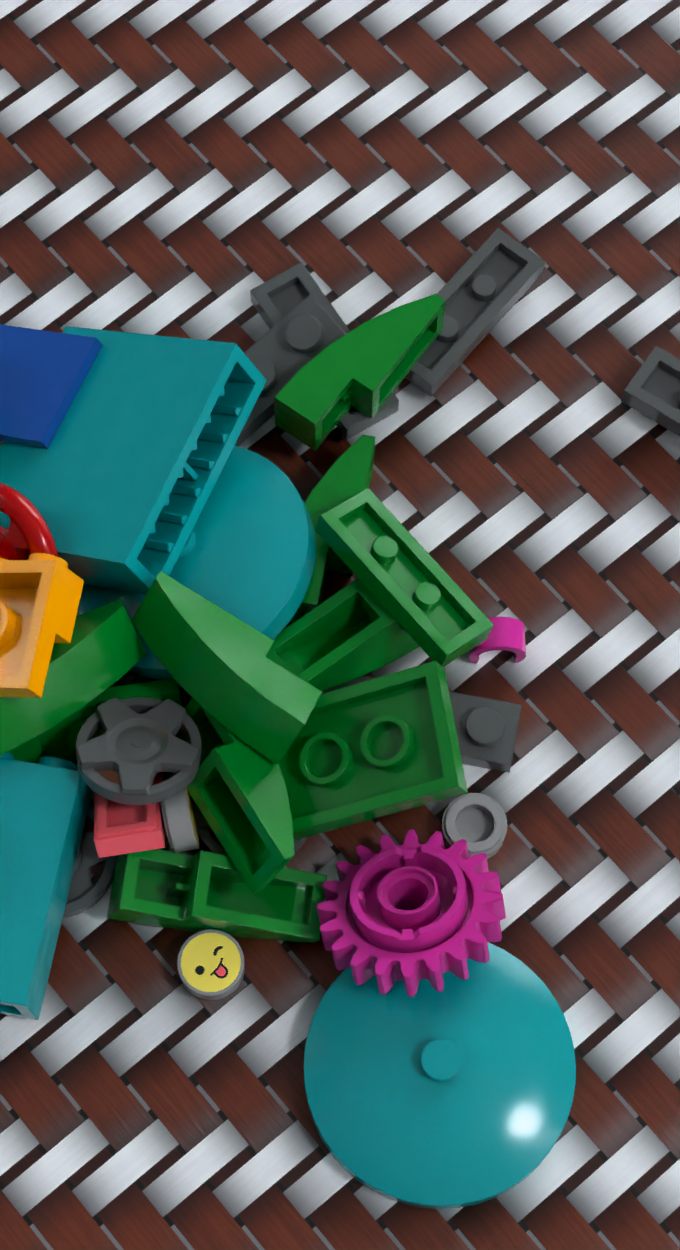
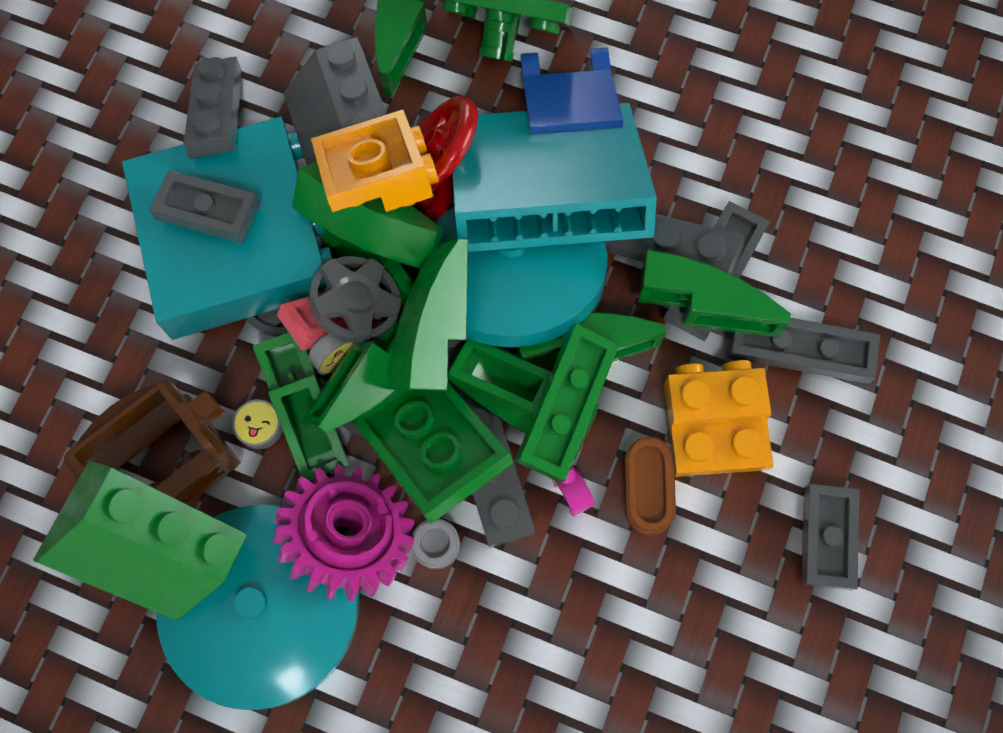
camera: 65 degrees right, 5 degrees up
(133, 1107) = (140, 420): none -> reddish brown animal
(314, 1127) = (139, 543): none -> green slope
(497, 445) = (718, 419): none -> light orange plate
(532, 558) = (649, 486): none -> dark orange tile

